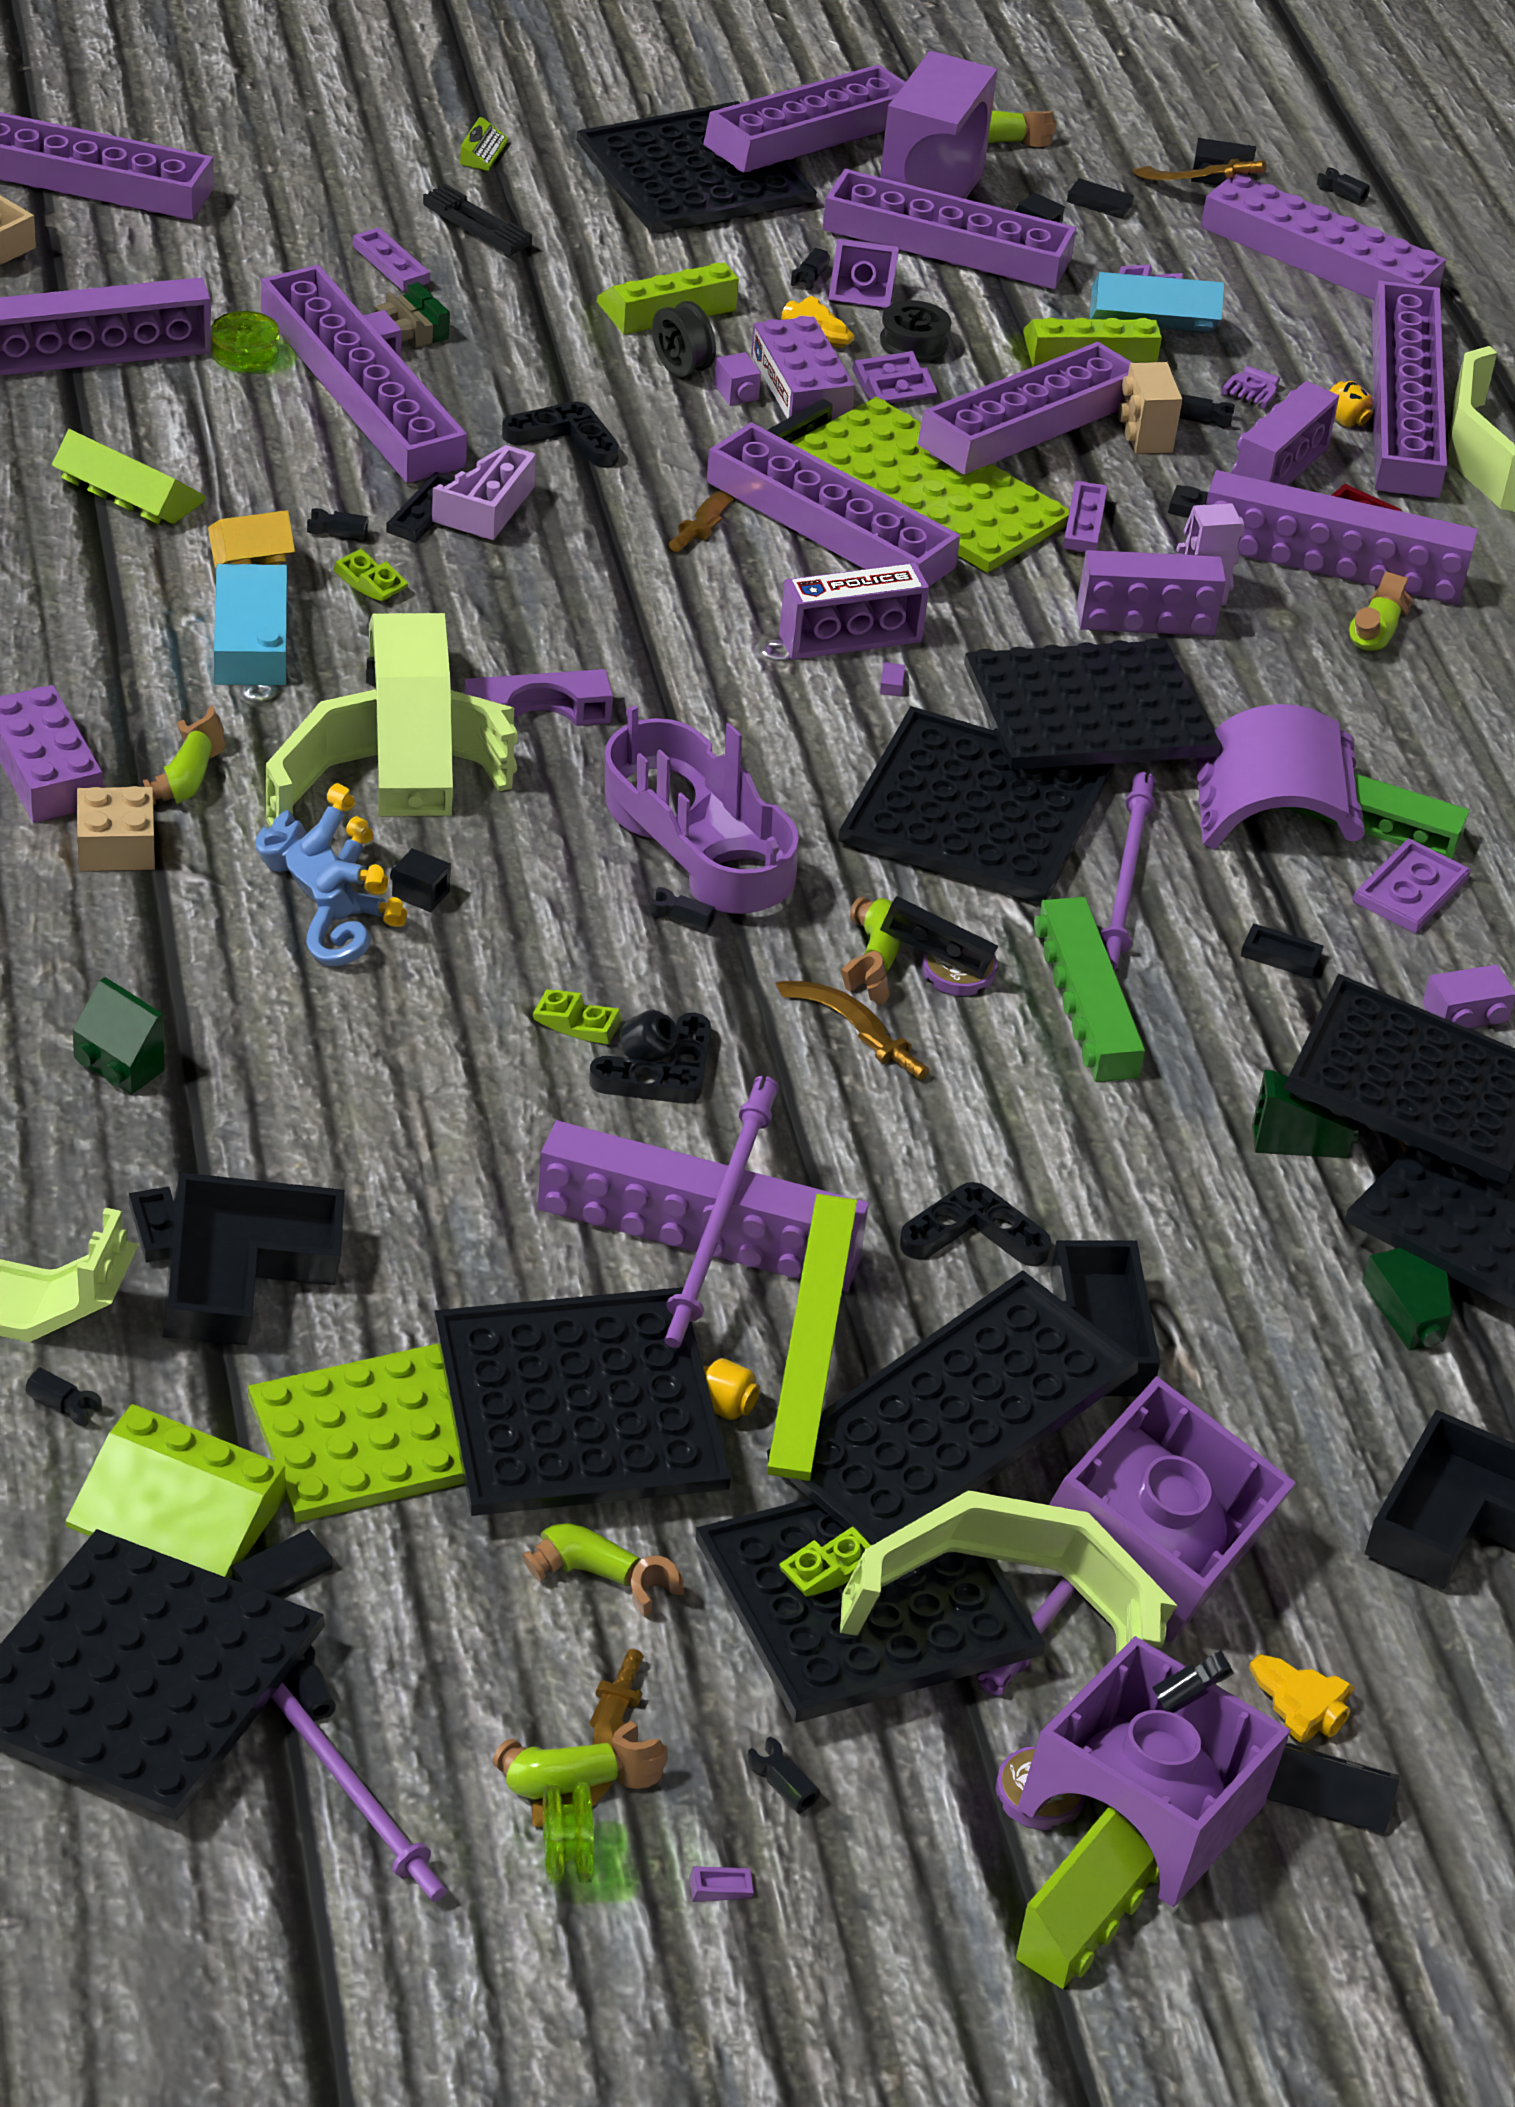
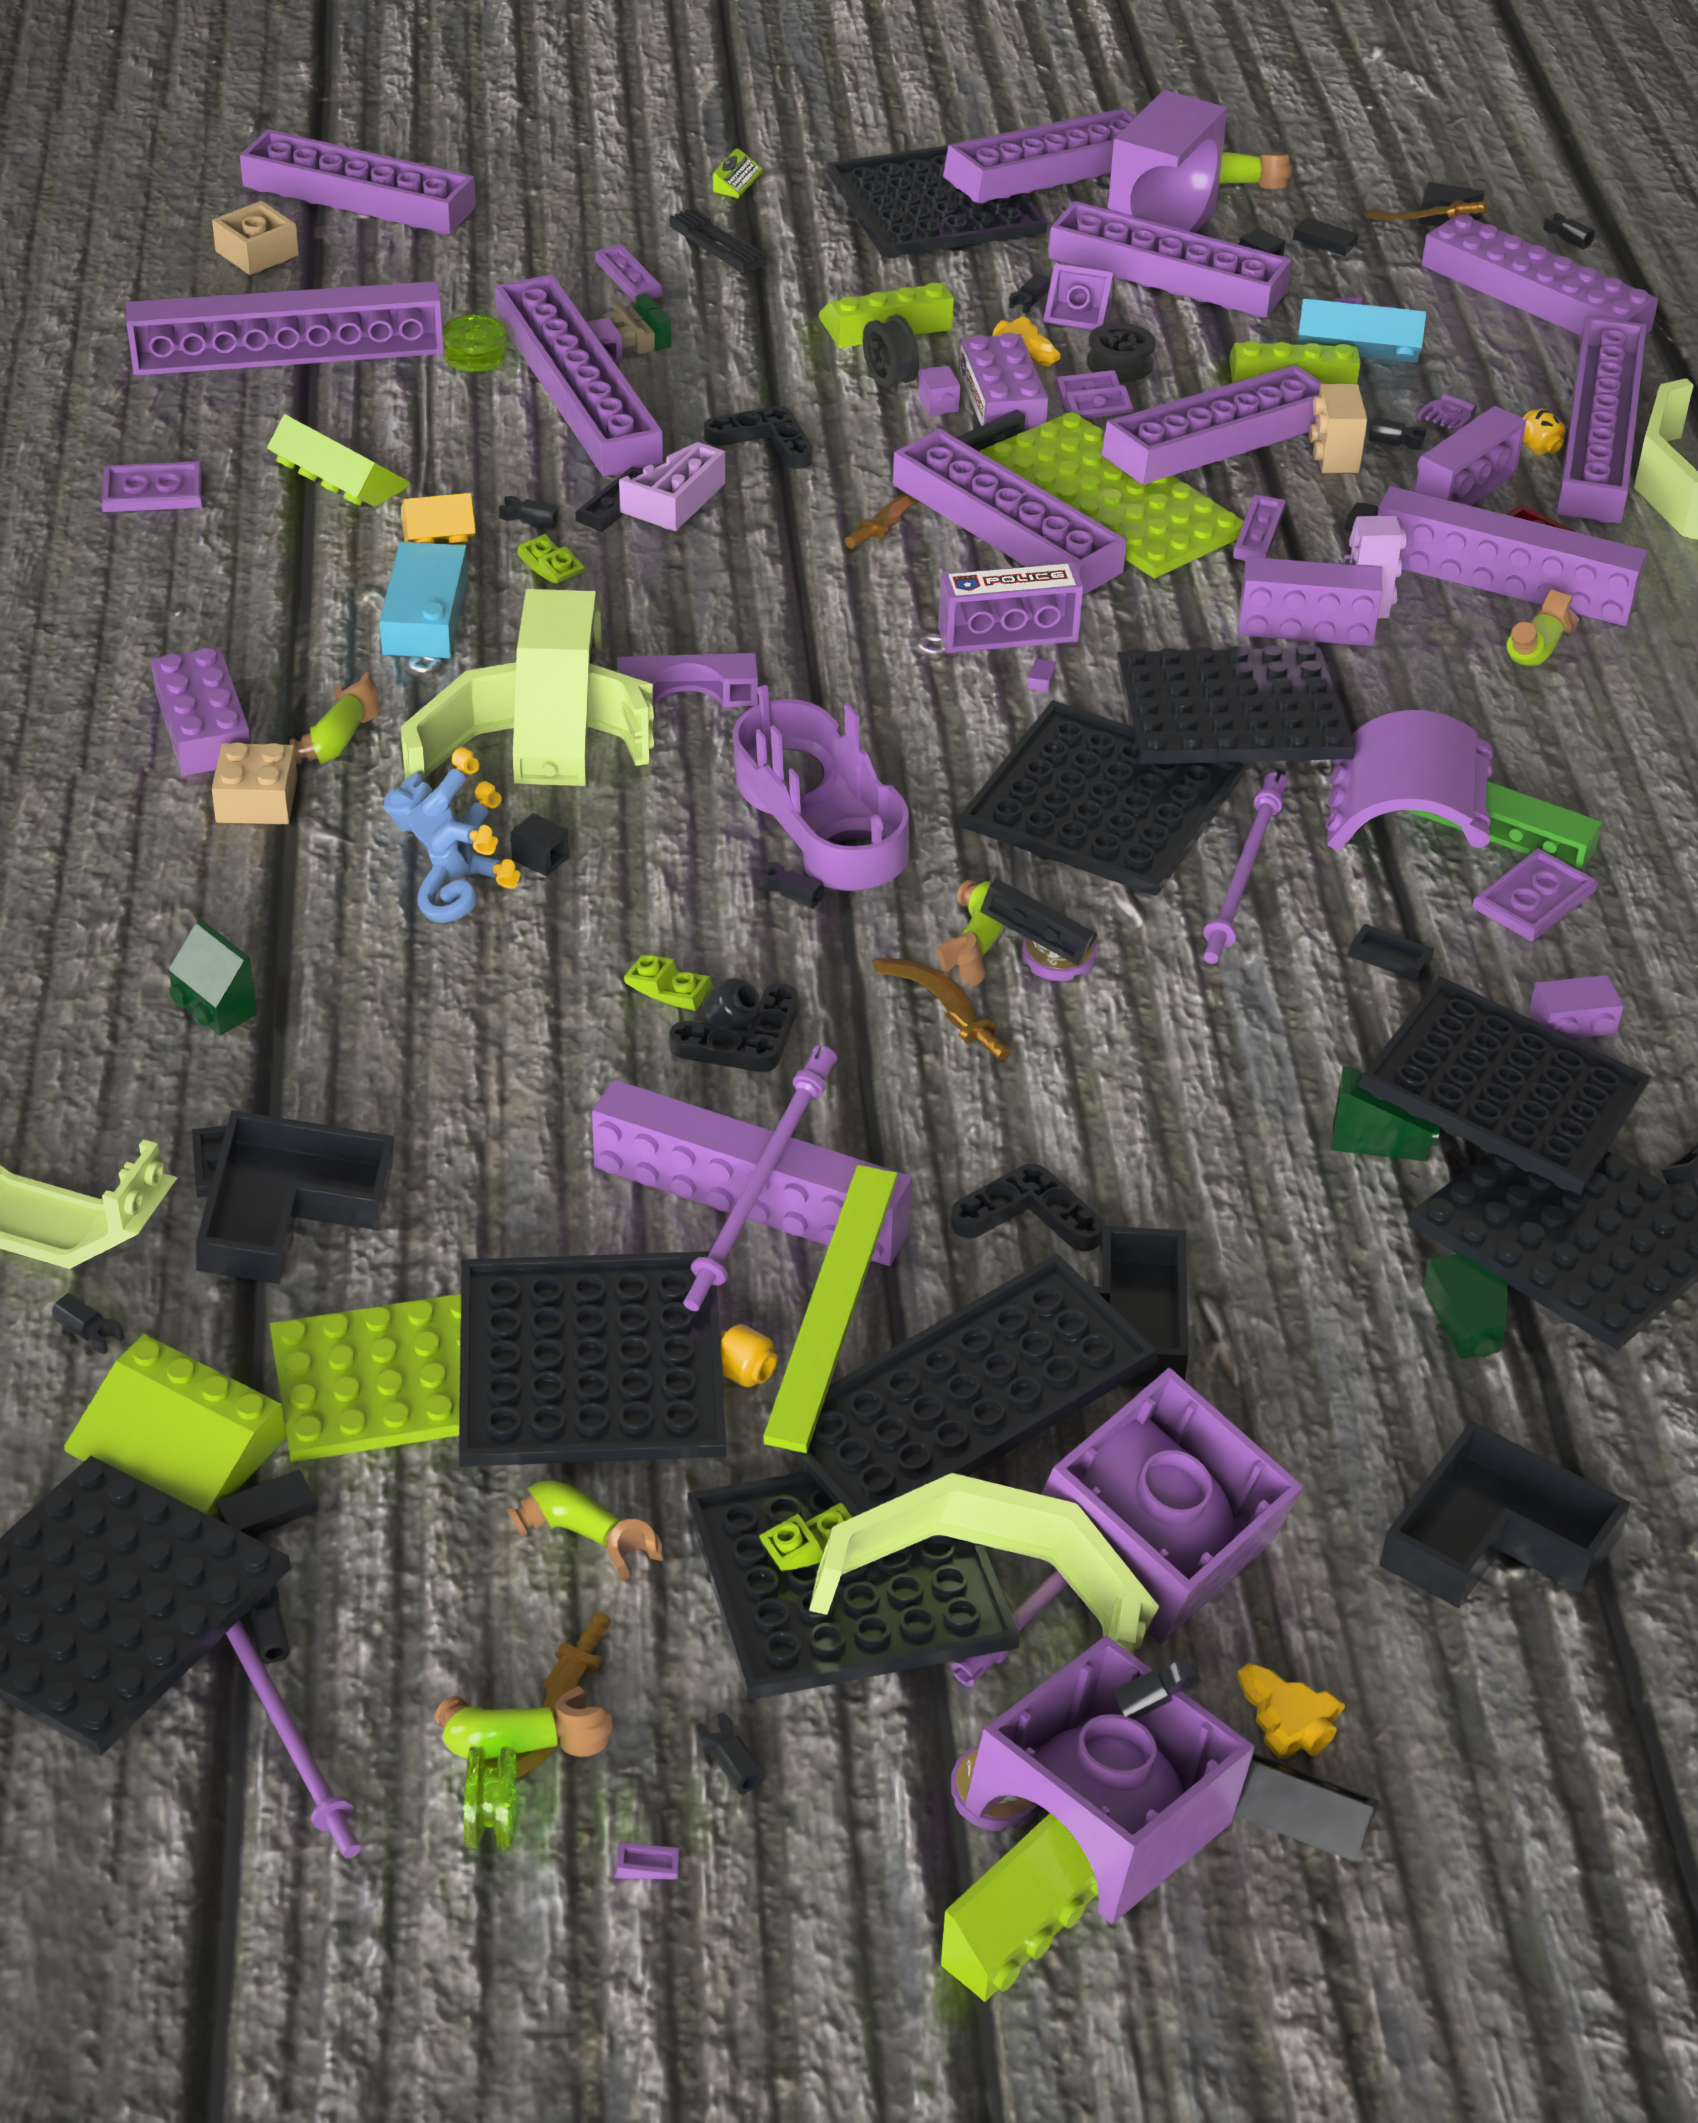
camera: 10 degrees right, 0 degrees up
(1089, 989) = (1185, 981): bright green brick -> none

